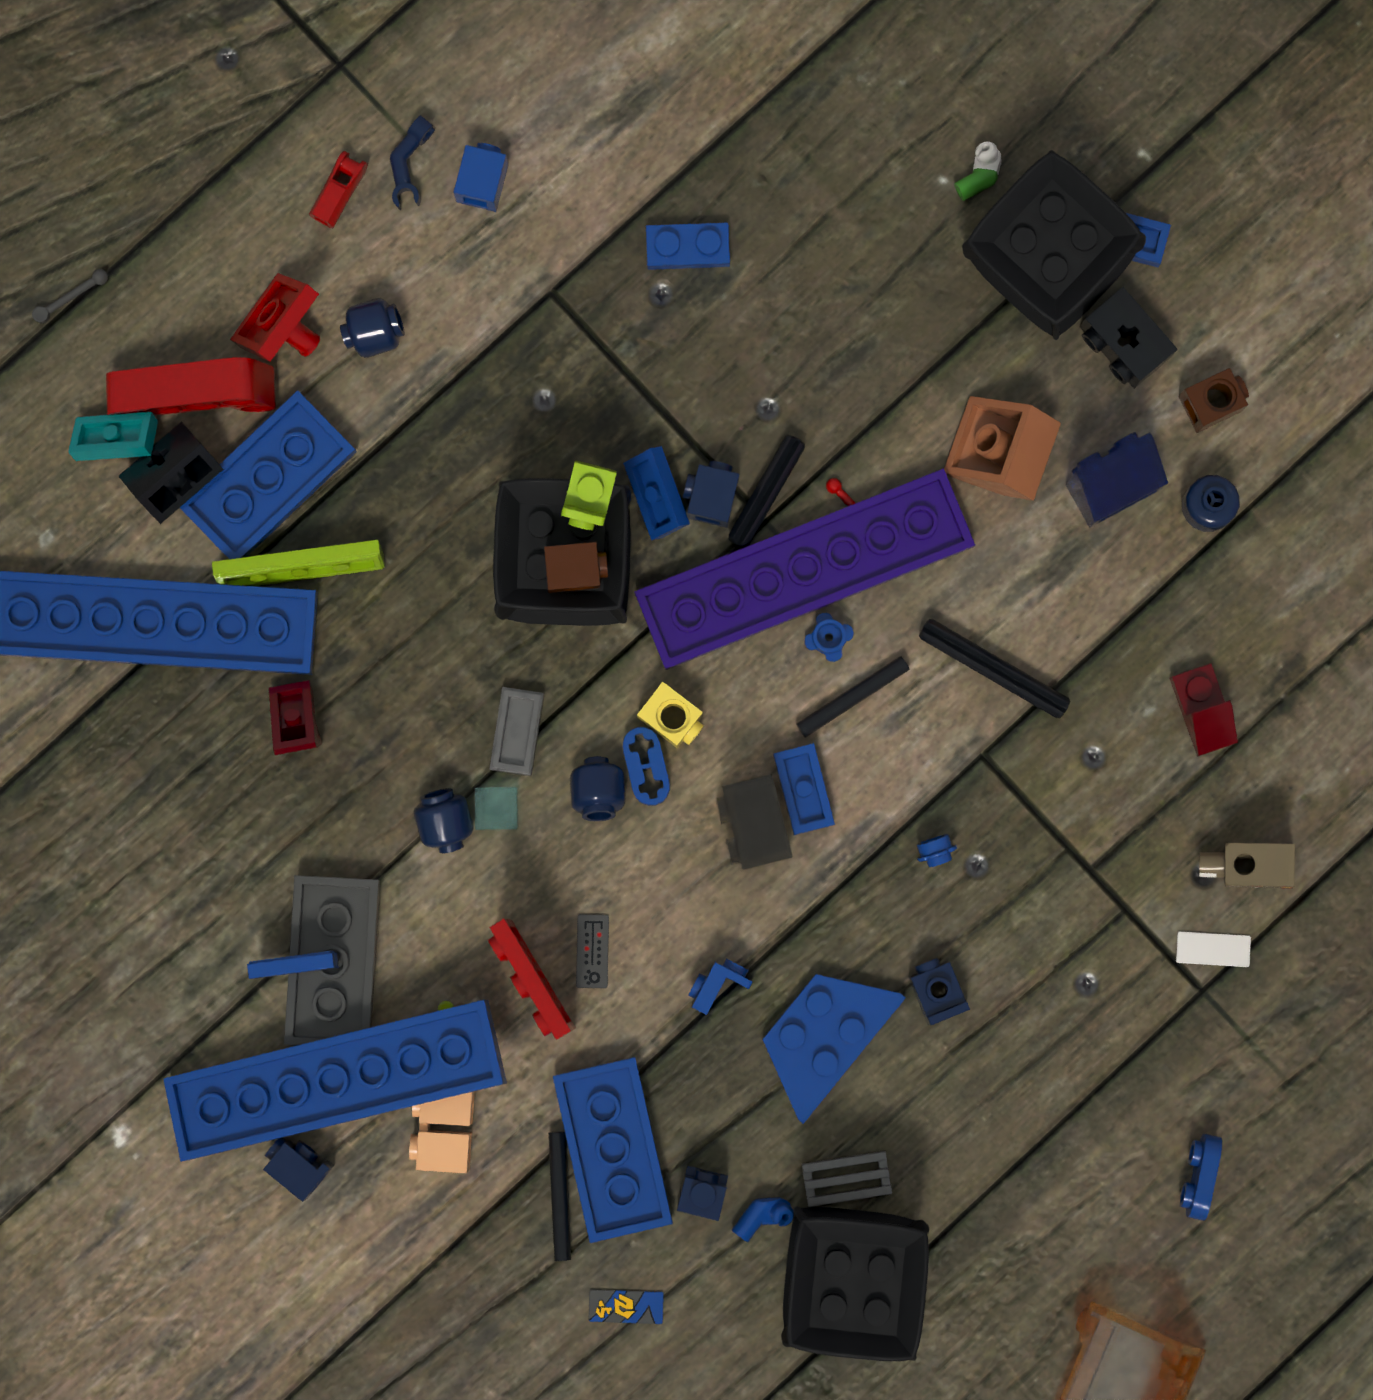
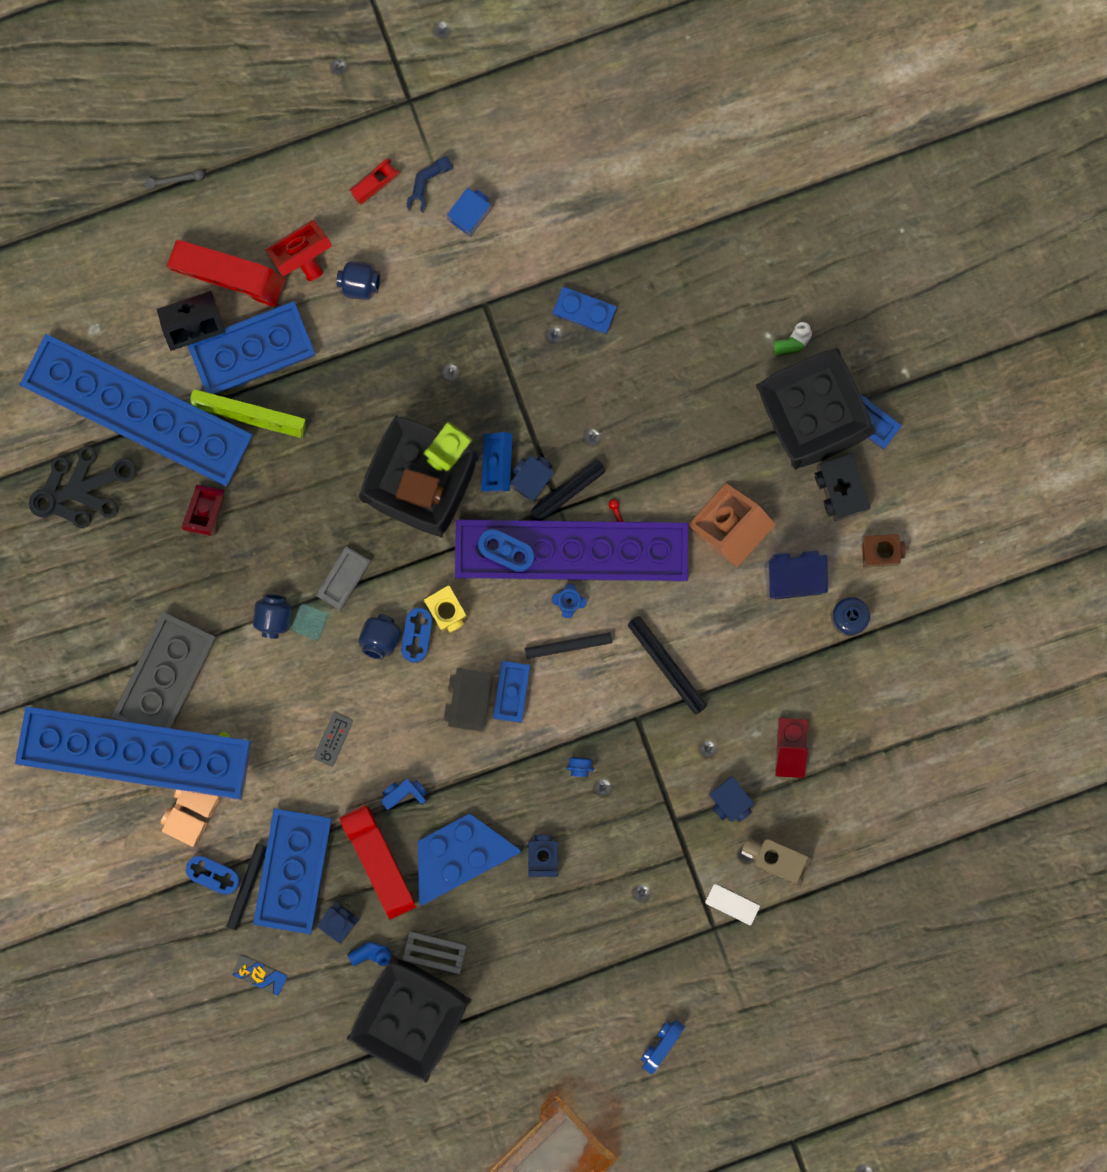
camera: 20 degrees right, 0 degrees up
(112, 760) = (78, 489): none -> black plant
(113, 436) = (164, 282): teal plate -> none
(292, 964) = (137, 668): blue tile -> none
(296, 1167) = (86, 798): dark blue brick -> none
(506, 1209) = (215, 868): none -> blue beam
(530, 979) = (284, 740): red plate -> none
(719, 604) = (506, 550): none -> blue plate
(722, 1089) = (378, 861): none -> red beam
(1155, 812) = (731, 801): none -> dark blue brick

